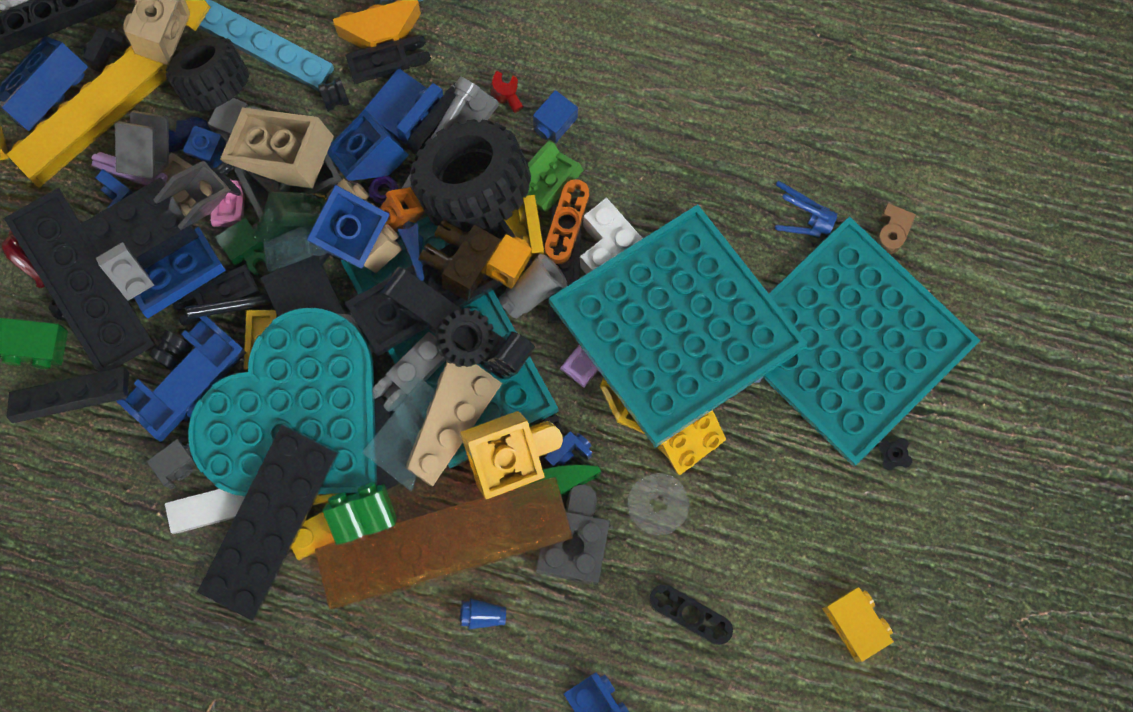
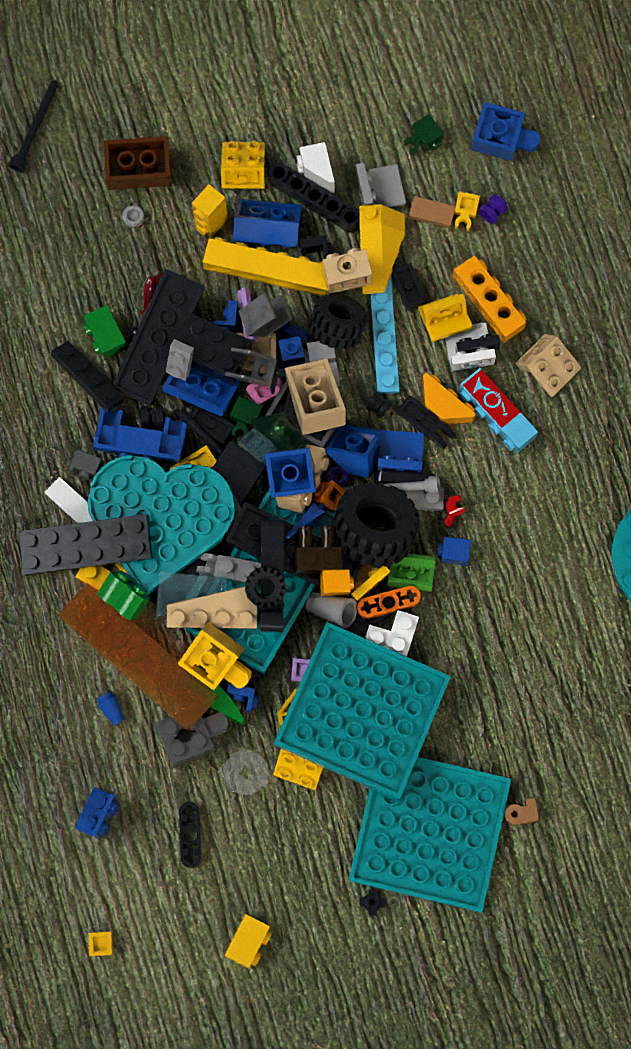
camera: 60 degrees right, 0 degrees up
(820, 219) = (498, 761): blue plant -> none

